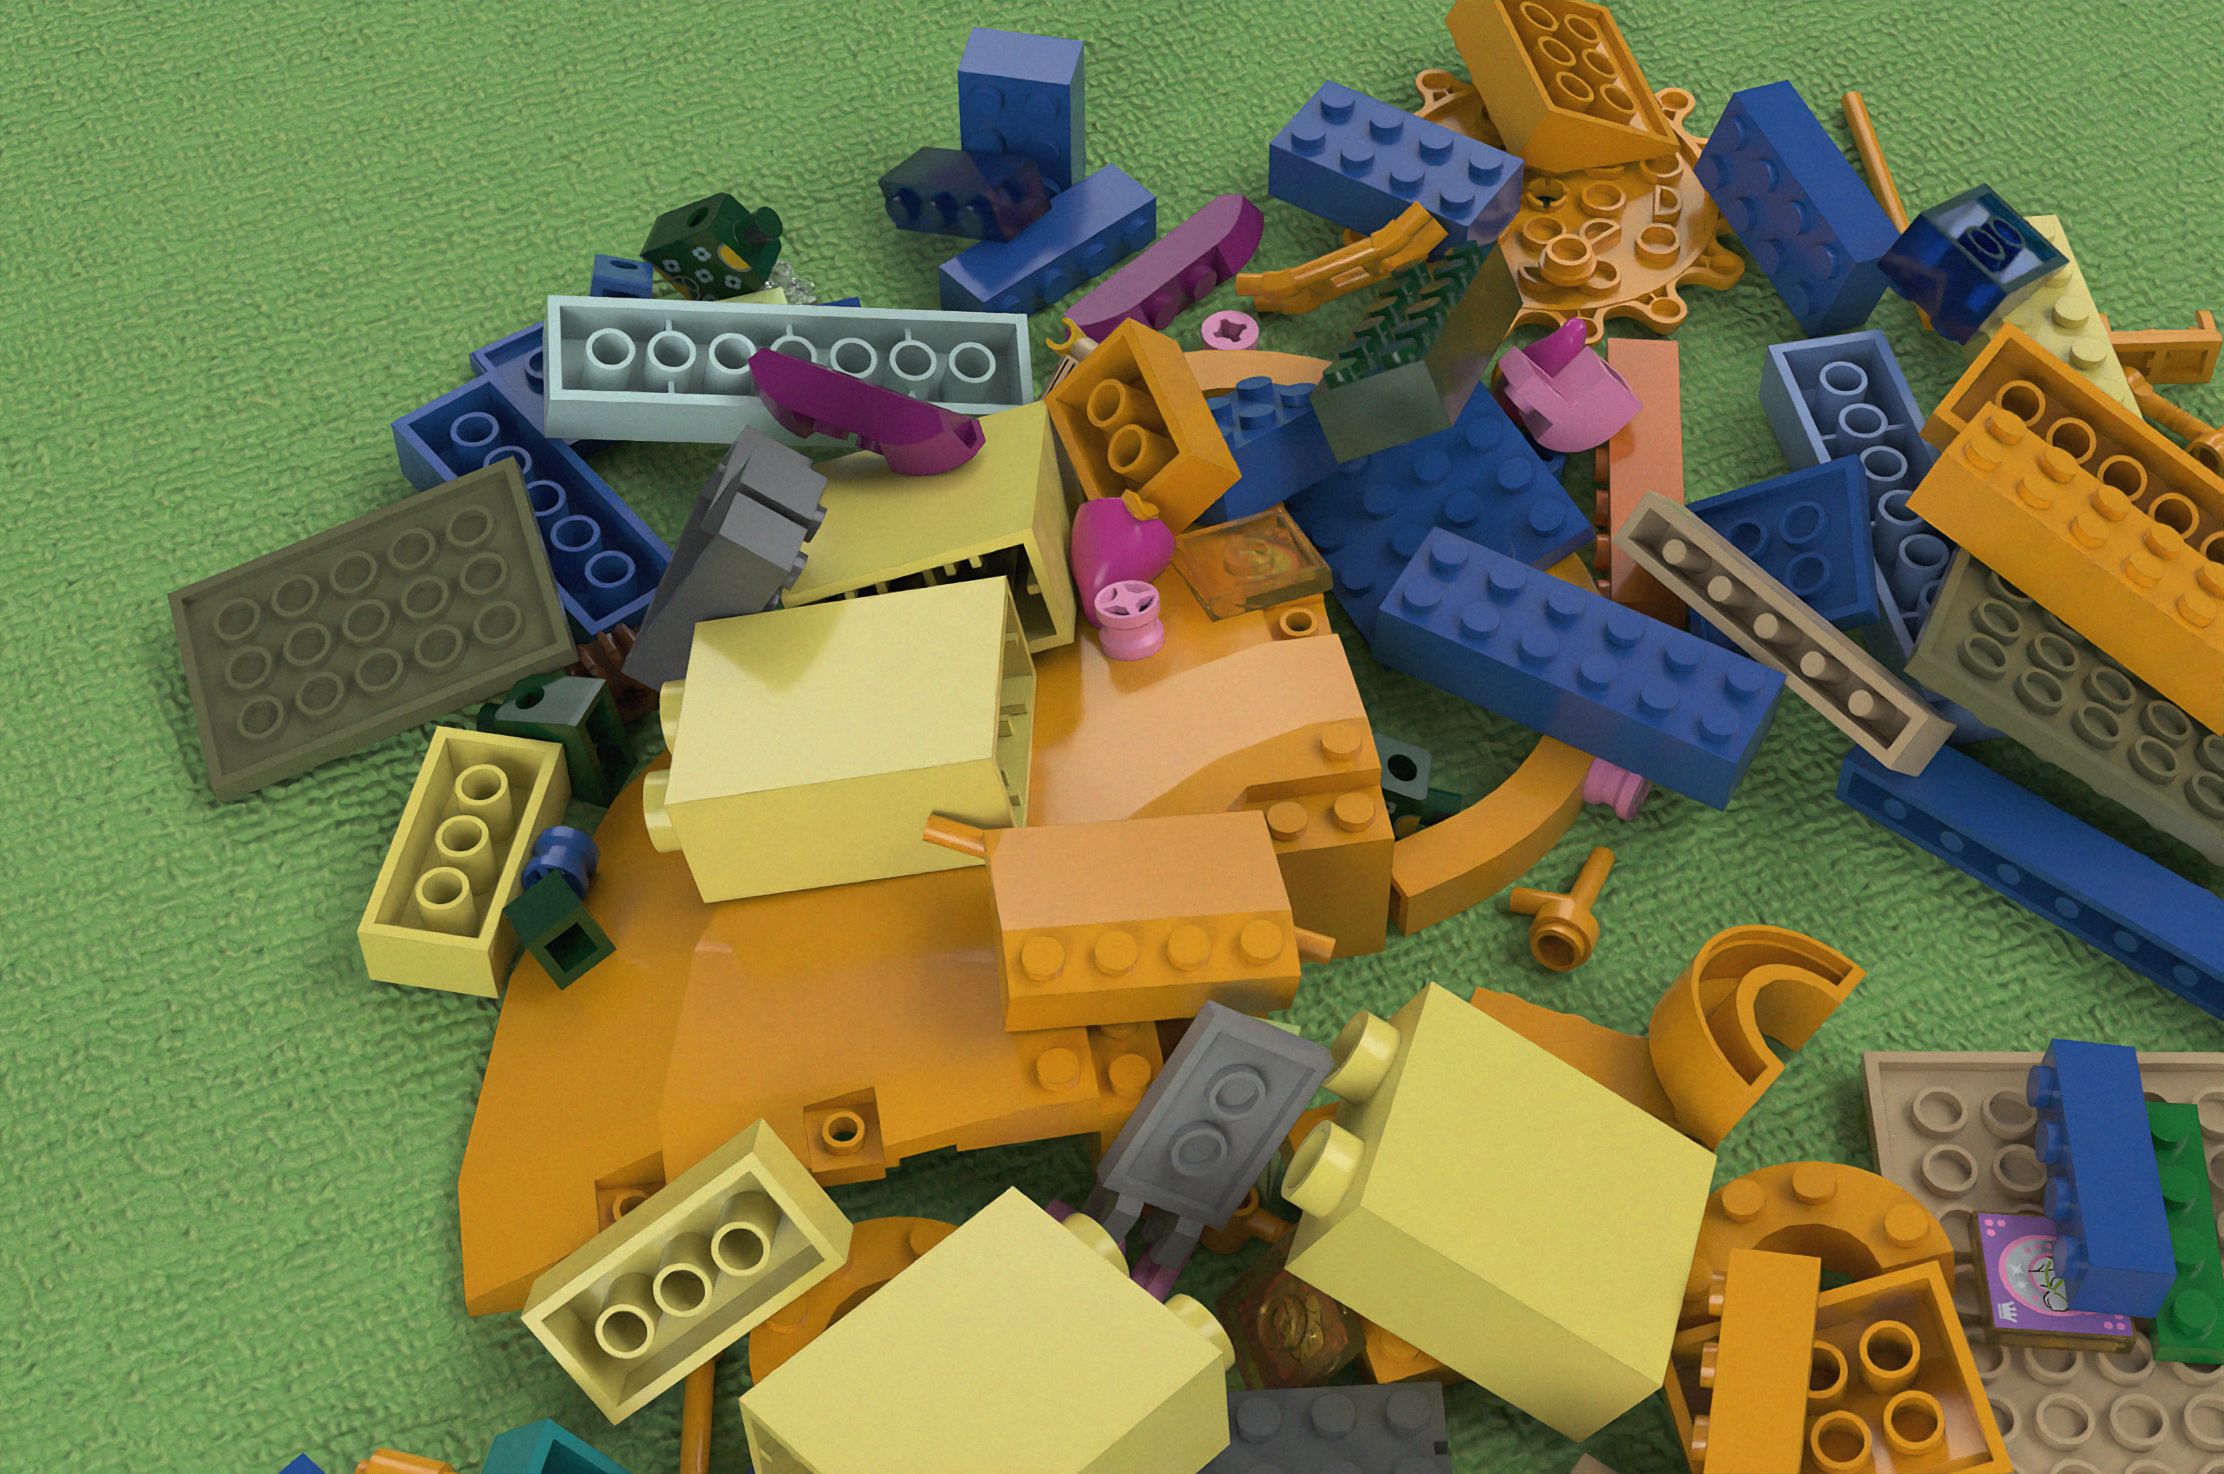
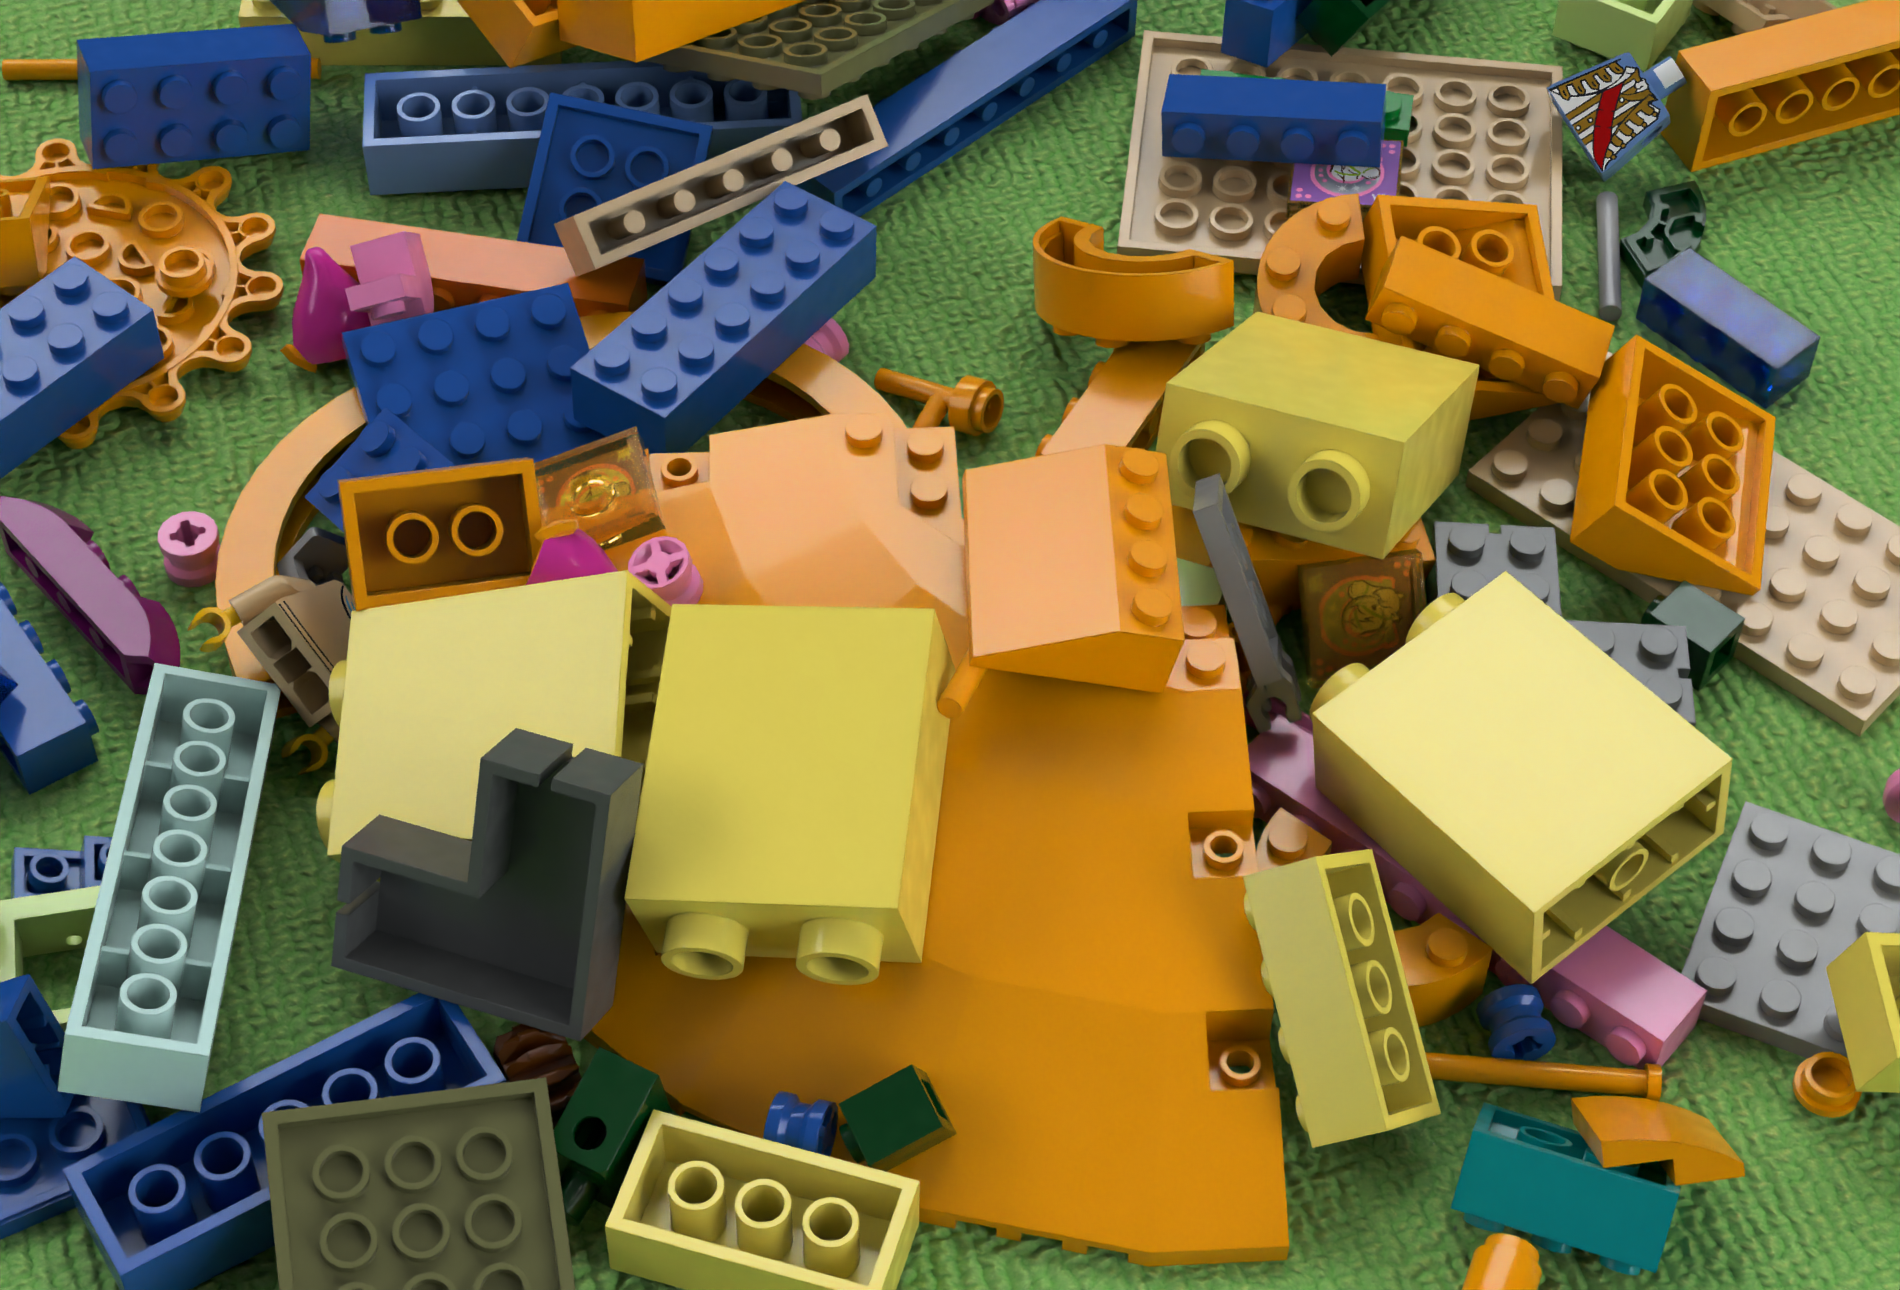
camera: 85 degrees left, 0 degrees up
(906, 430) = (303, 785): magenta brick -> none
(1346, 269) = (158, 367): light orange piece -> none
(1417, 351) = (338, 348): dark green brick -> none

